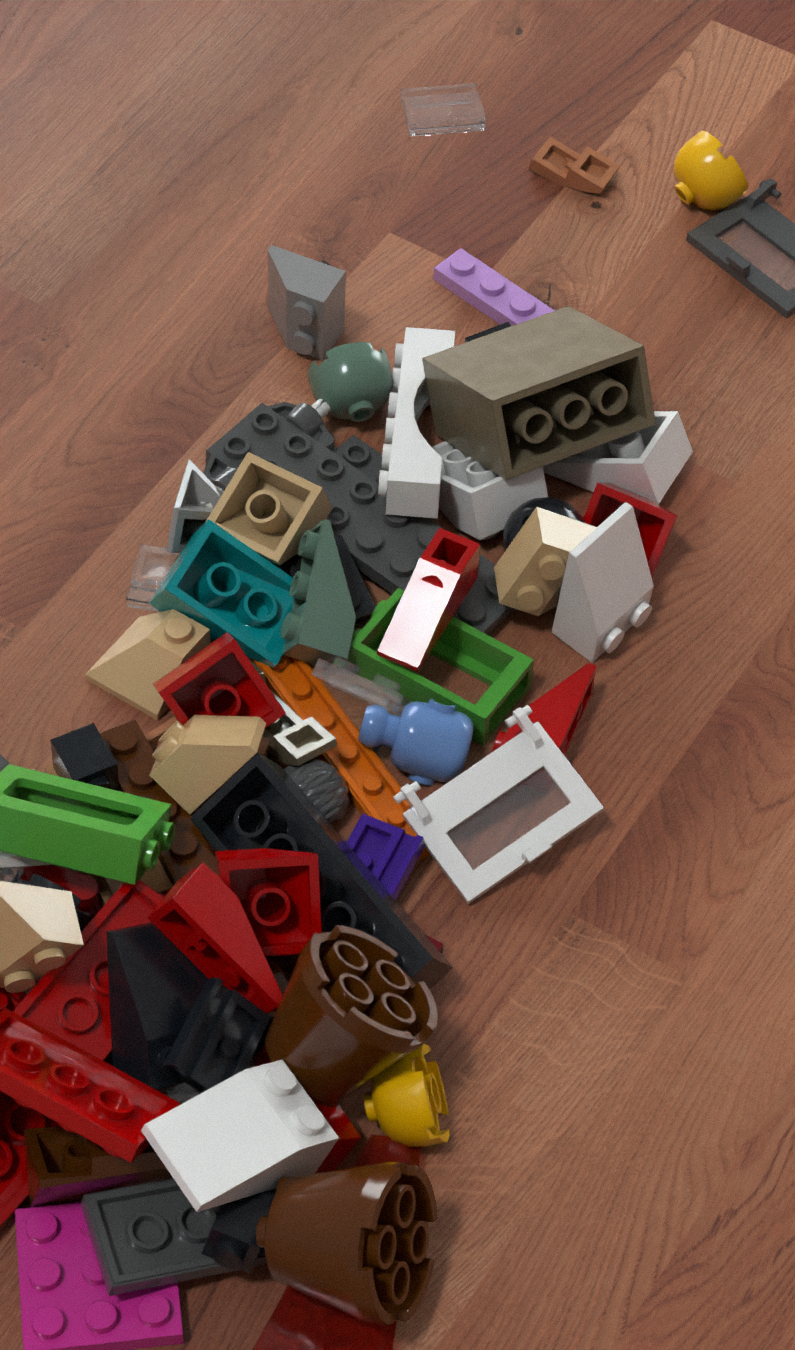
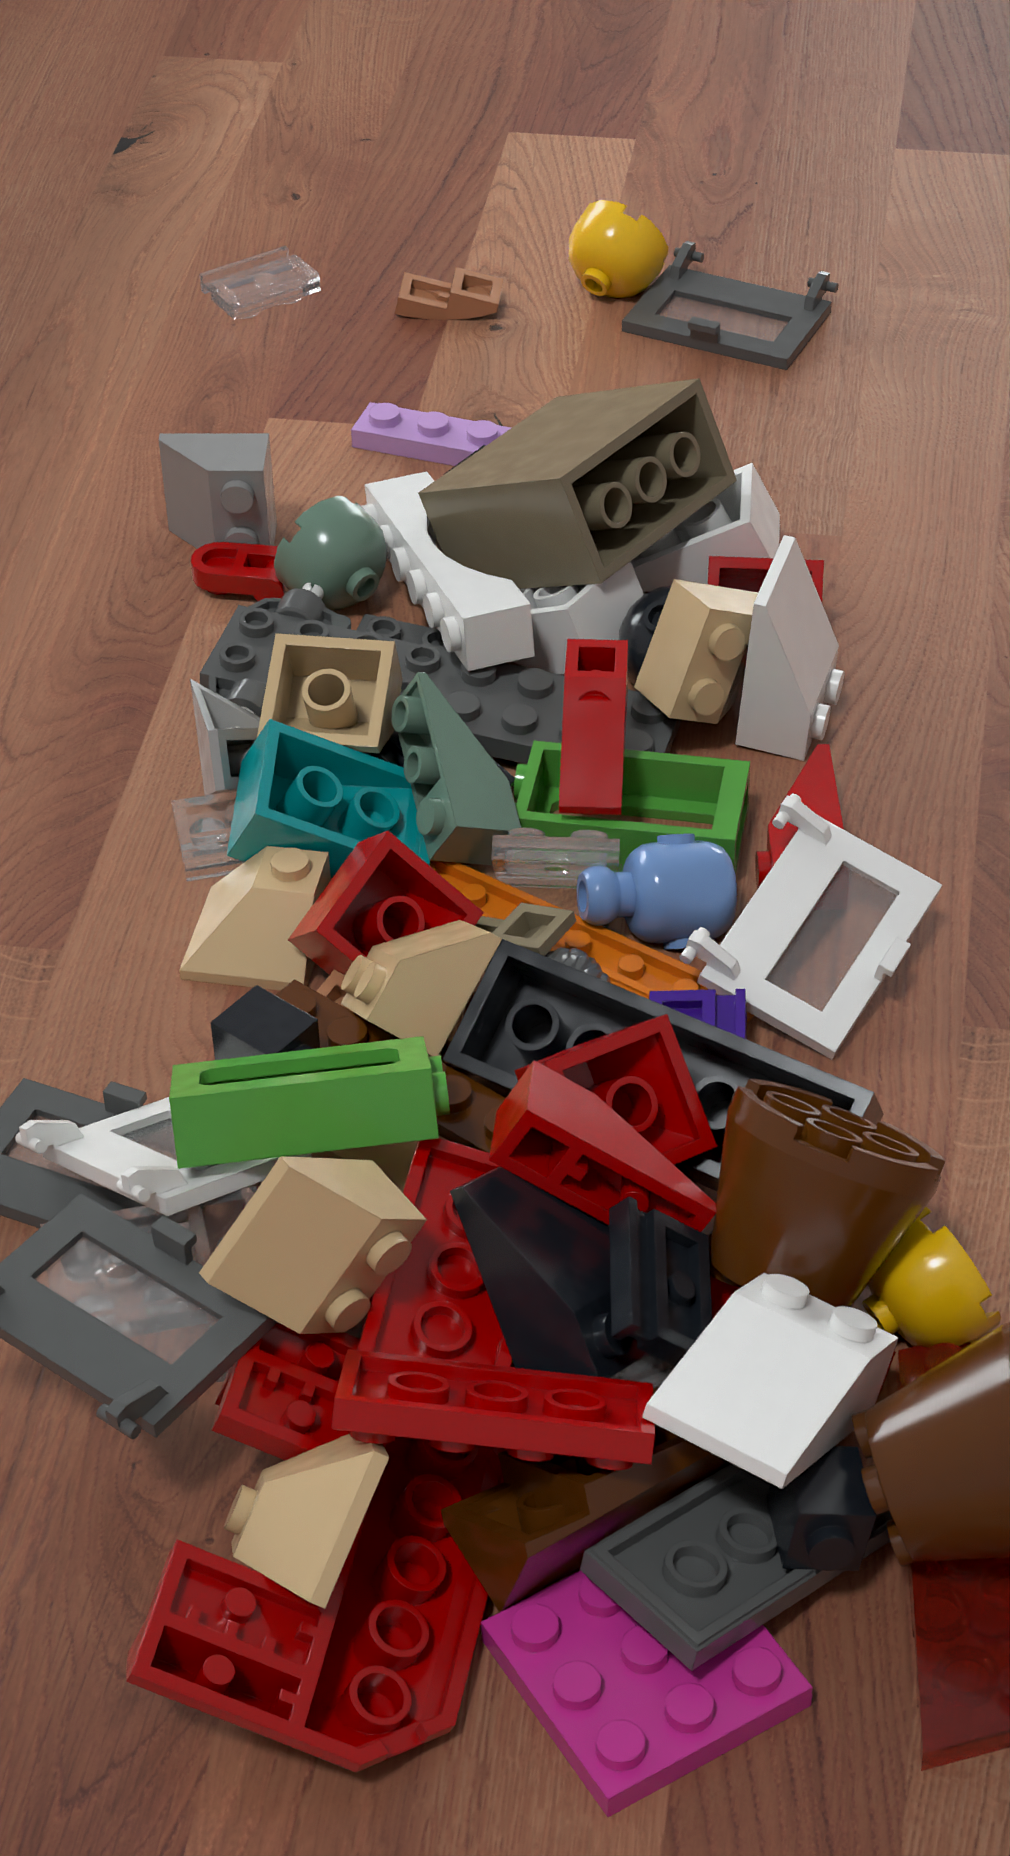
camera: 20 degrees left, 10 degrees down
(281, 360) = (237, 569): none -> red plate

